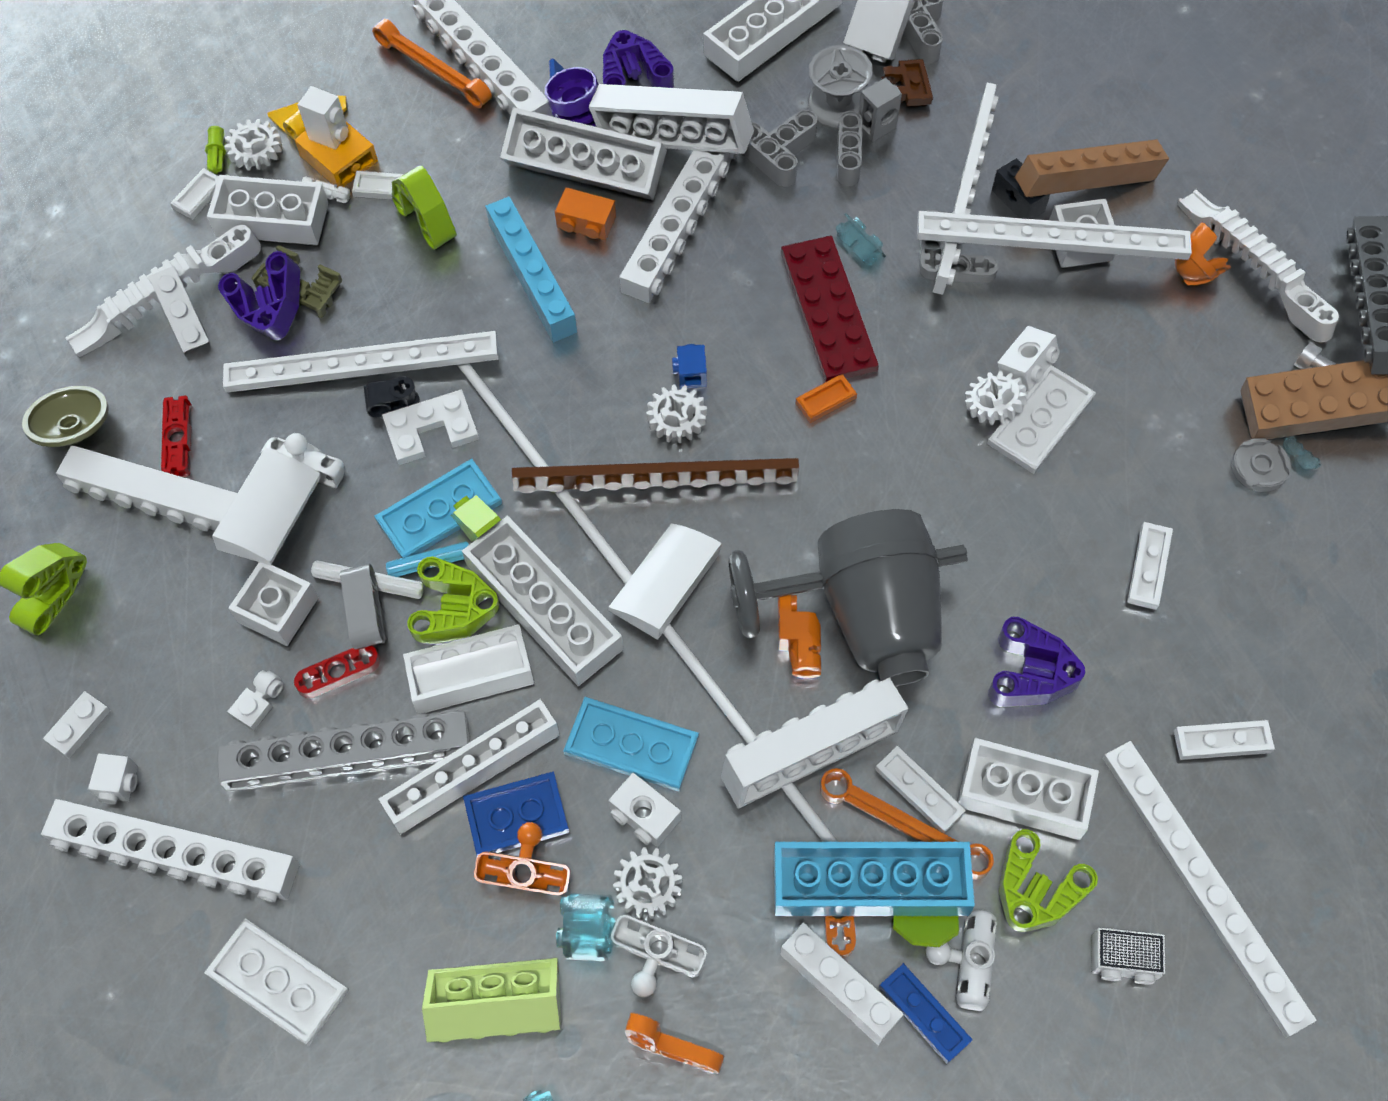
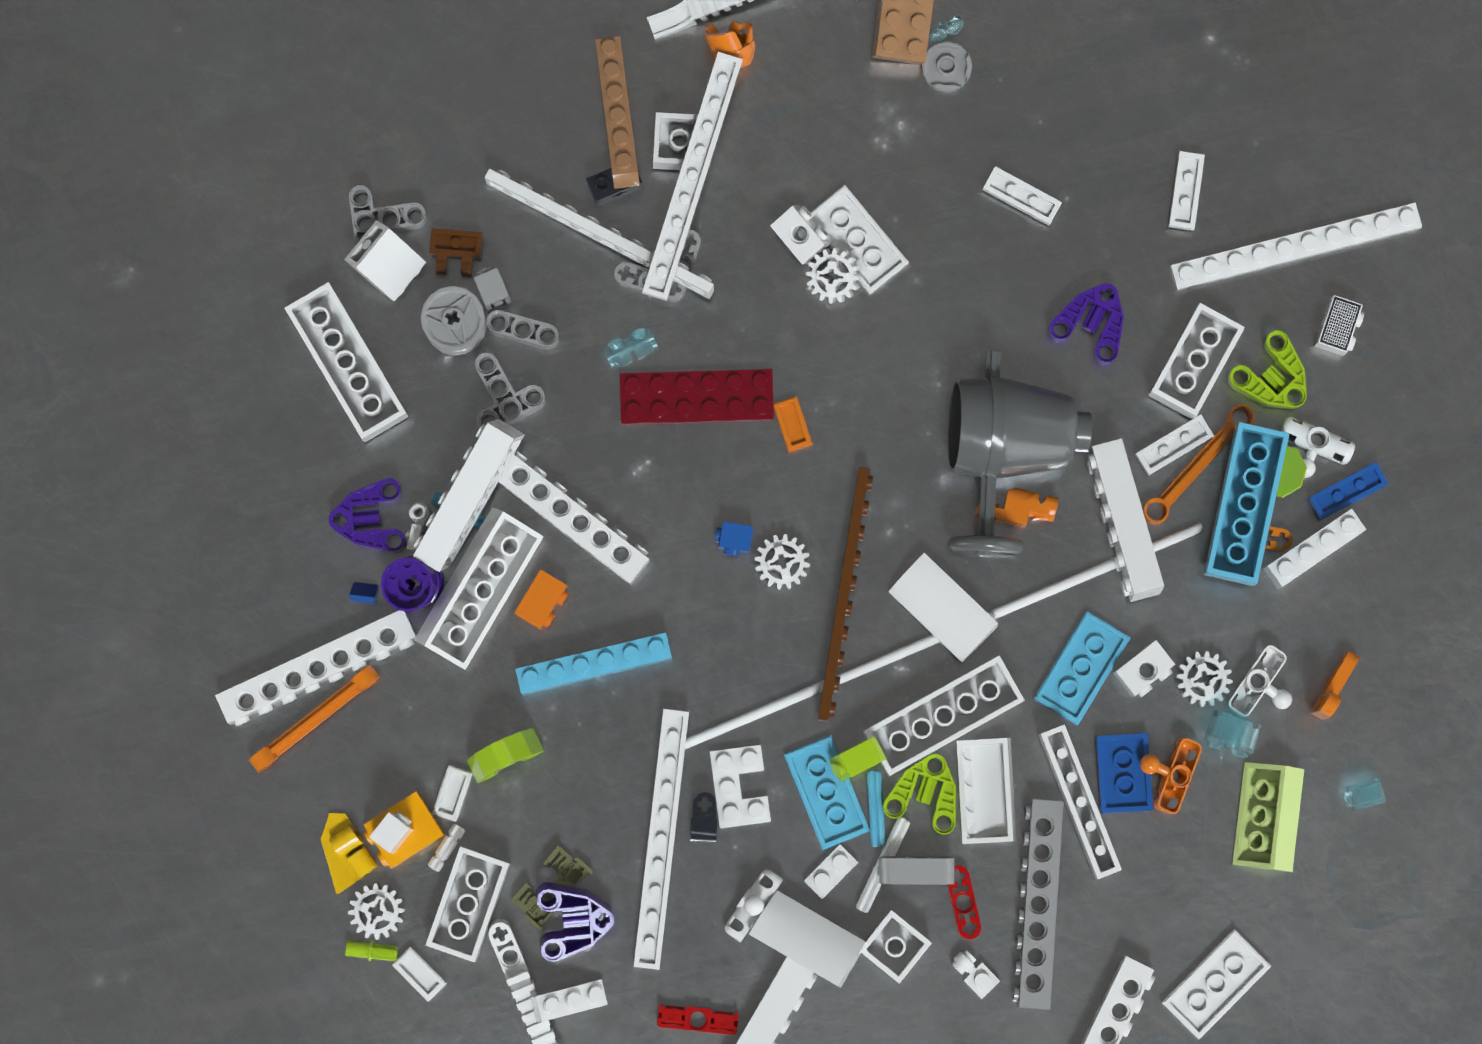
camera: 80 degrees left, 20 degrees up
(352, 530) = (830, 872): none -> white plate

